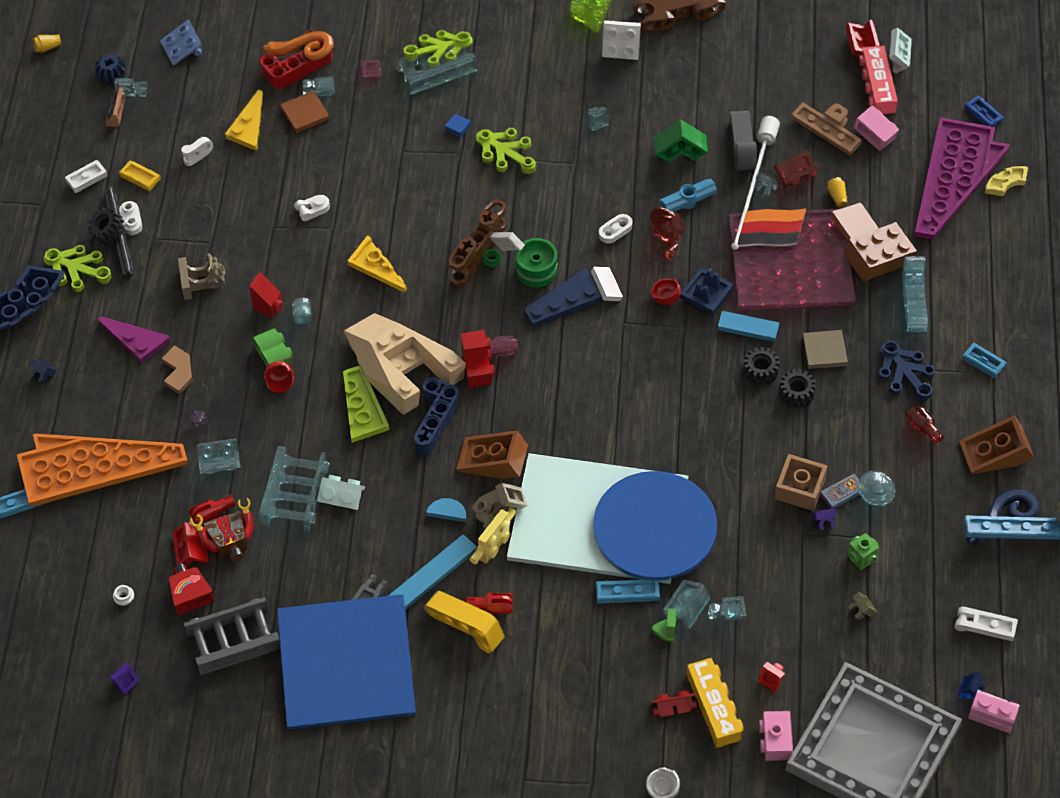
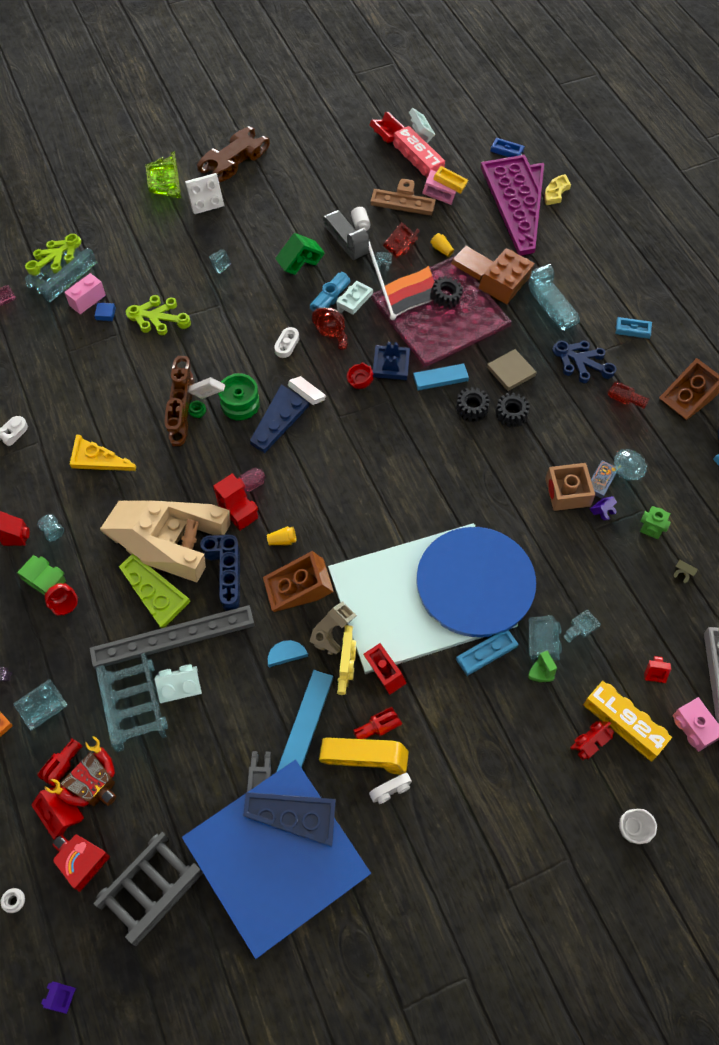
camera: 30 degrees left, 5 degrees up
(358, 452) = (172, 637): none -> dark grey plate
(379, 635) = (295, 814): none -> dark blue wing
(417, 372) = (190, 534): none -> medium nougat pin
(447, 99) = (85, 293): none -> bright pink brick
(471, 656) = (399, 784): none -> white plate
(502, 409) = (284, 536): none -> yellow cone
(524, 560) = (385, 668): none -> red slope
(708, 210) = (354, 298): none -> light aqua bracket
(806, 234) = (443, 299): none -> black tyre
(887, 125) = (450, 179): none -> yellow tile

